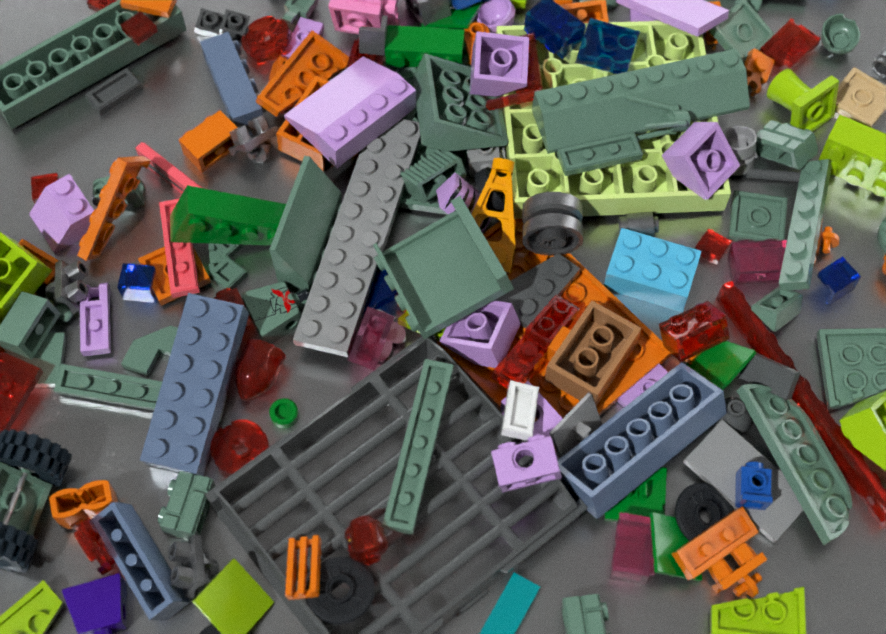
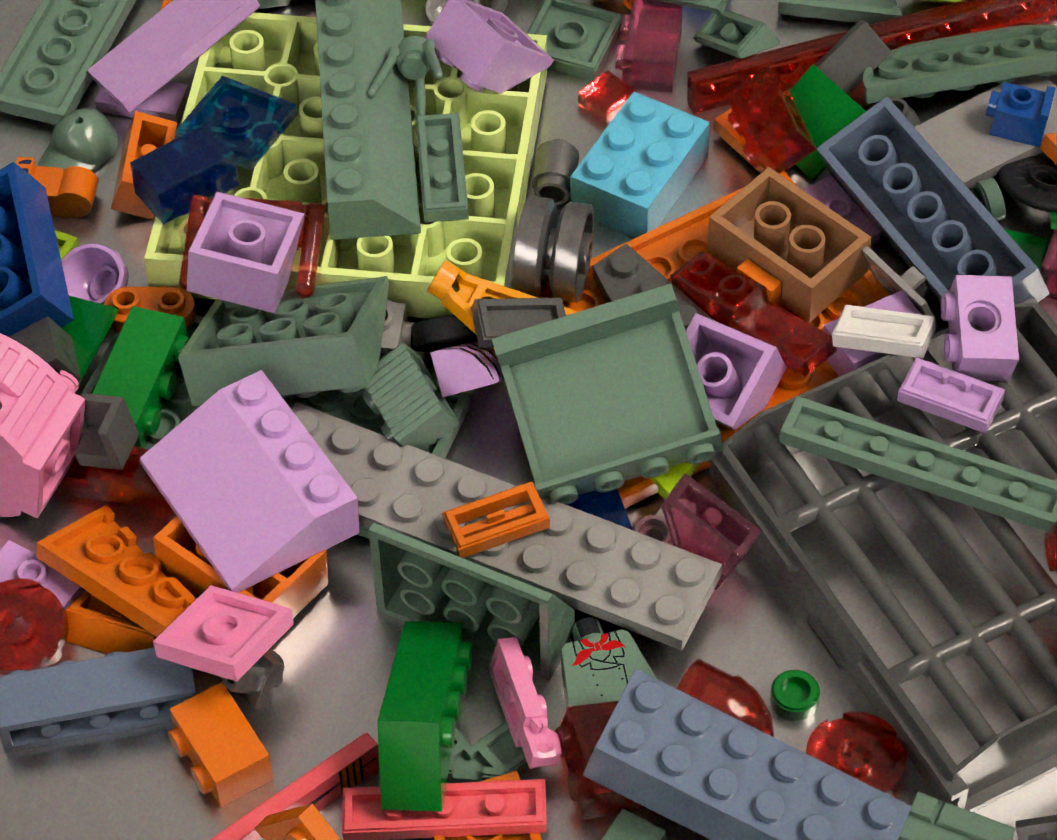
camera: 80 degrees left, 10 degrees down
(241, 272) = (522, 706): none -> bright pink hinge
(253, 116) = (223, 633): none -> bright pink plate
(362, 246) = (499, 525): none -> orange tile
(476, 455) = (951, 395): none -> lavender plate
(488, 213) = (504, 316): none -> dark grey tile
(680, 480) = (991, 198): none -> sand green tile

